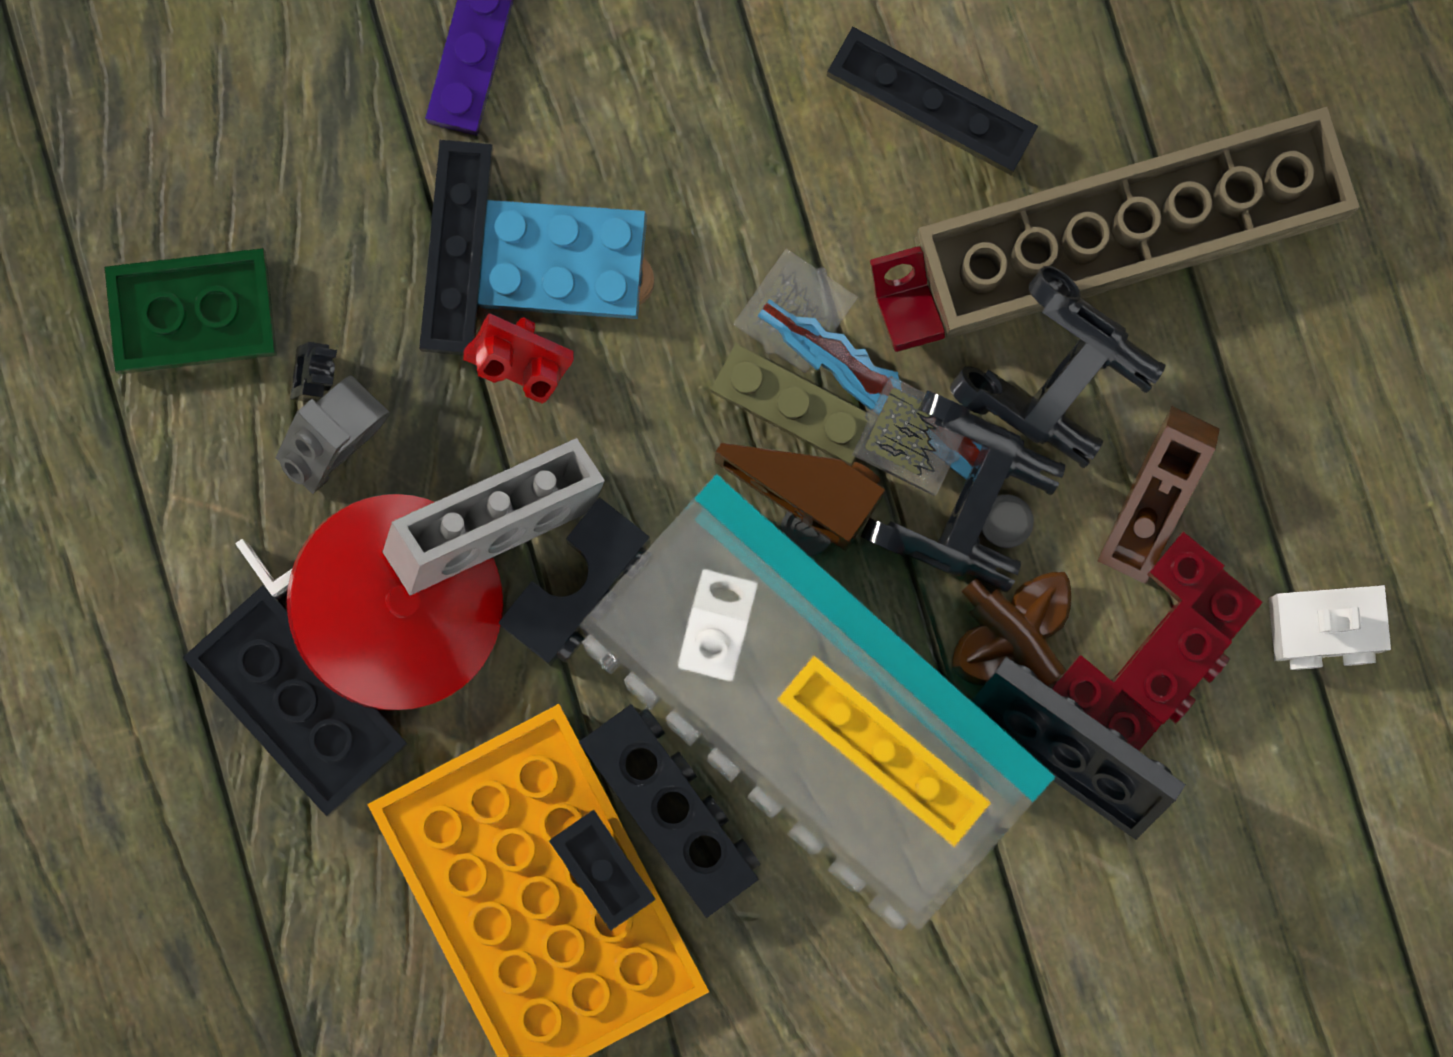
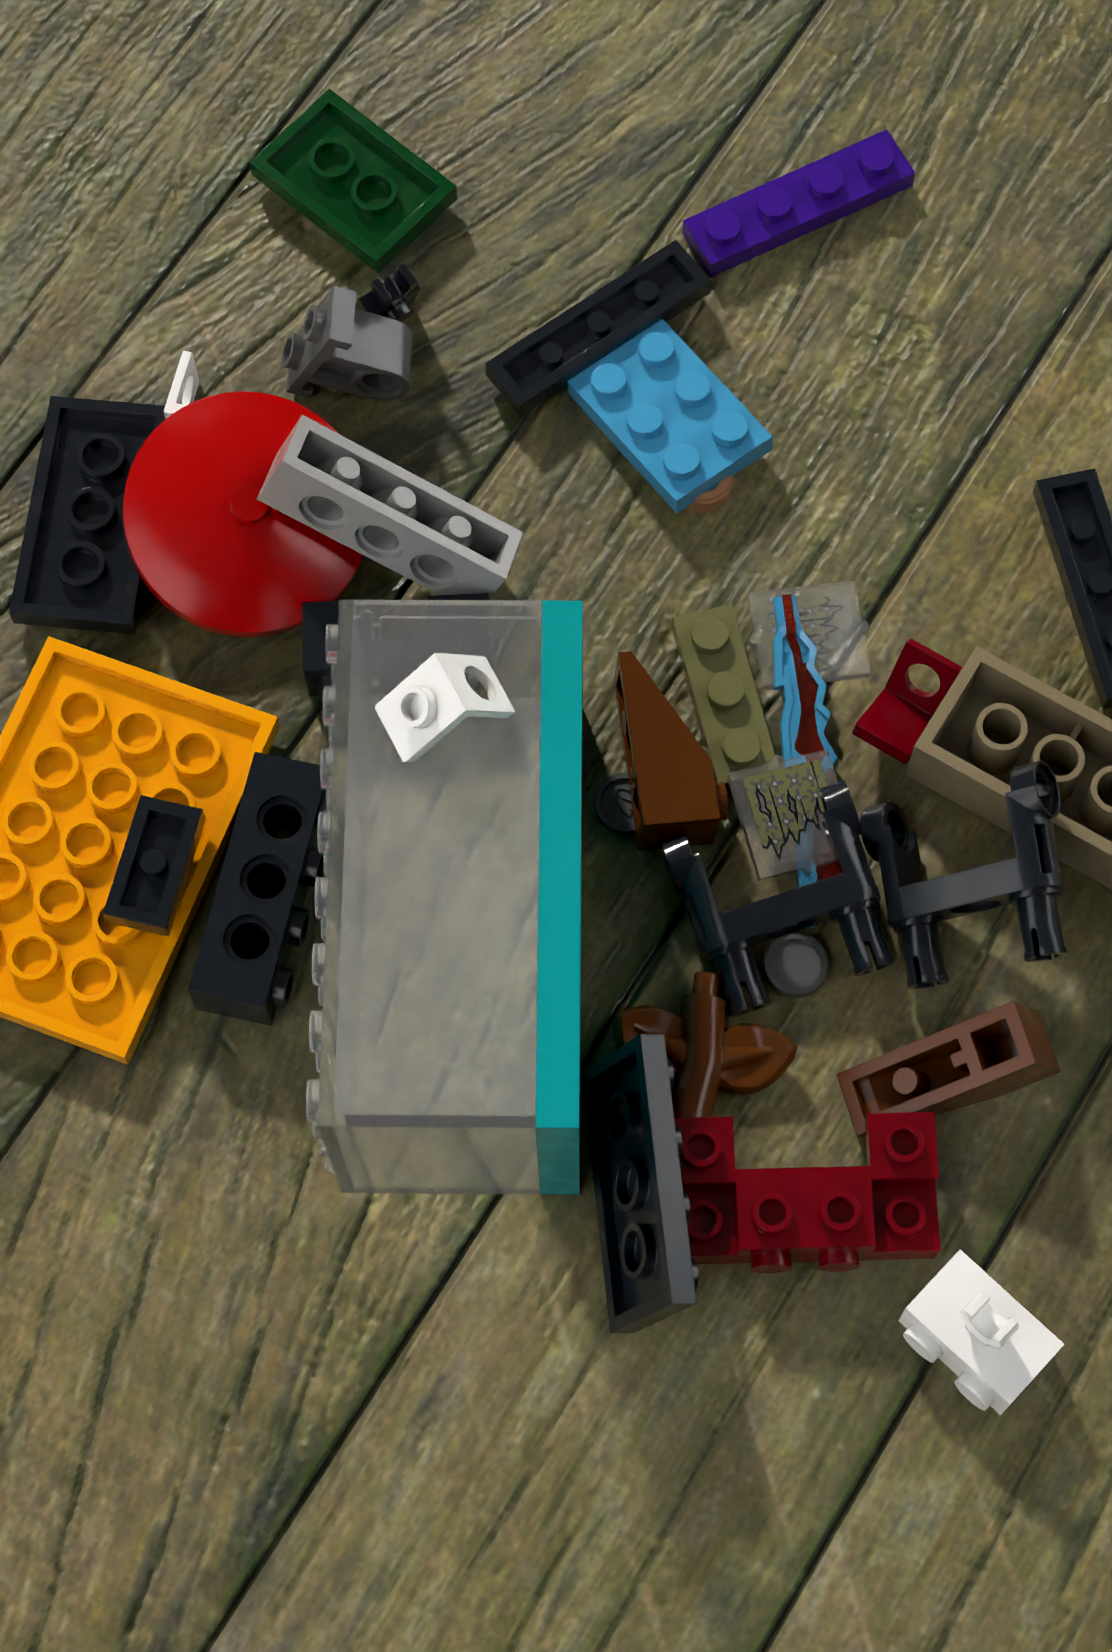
camera: 55 degrees right, 15 degrees down
(518, 355) = (551, 438): red hips -> none
(884, 751) = (457, 944): yellow plate -> none

